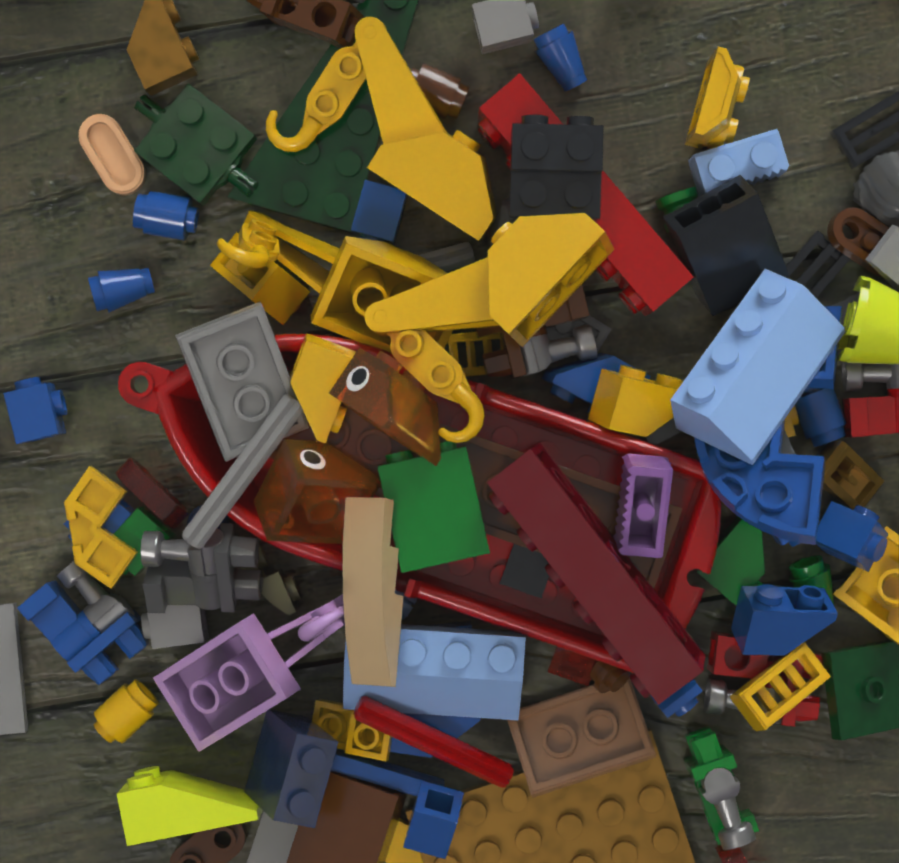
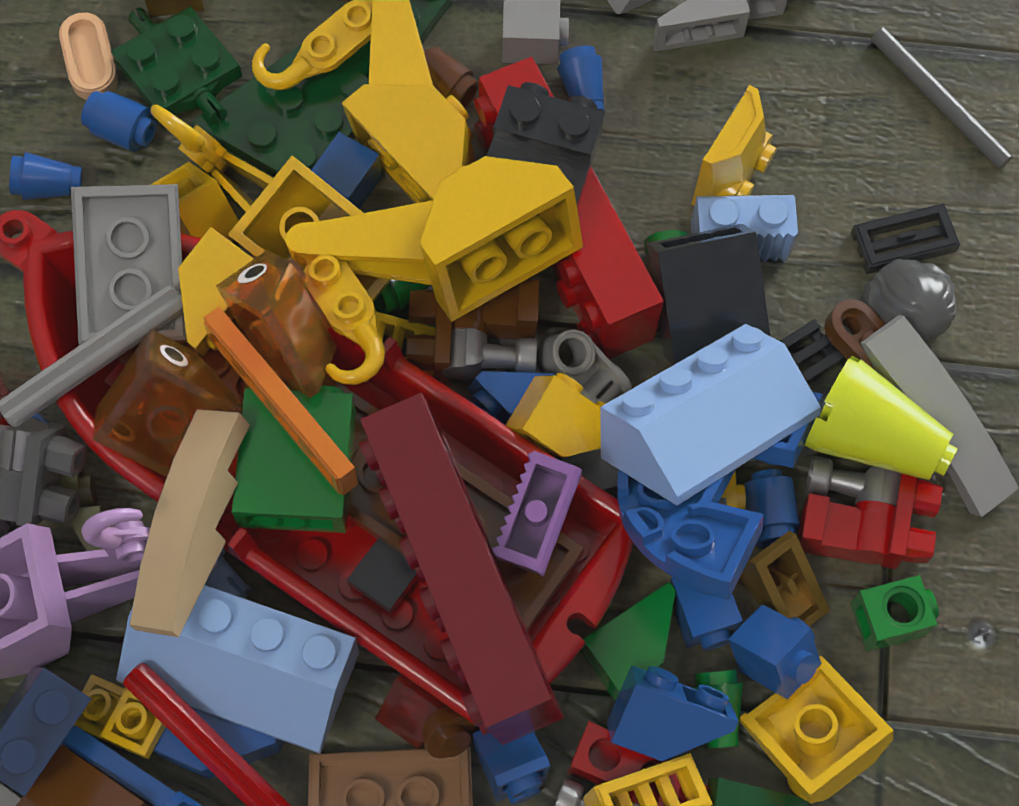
camera: 10 degrees right, 20 degrees down
(413, 478) = (280, 402): none -> orange tile
(639, 341) = (589, 367): none -> light grey piece

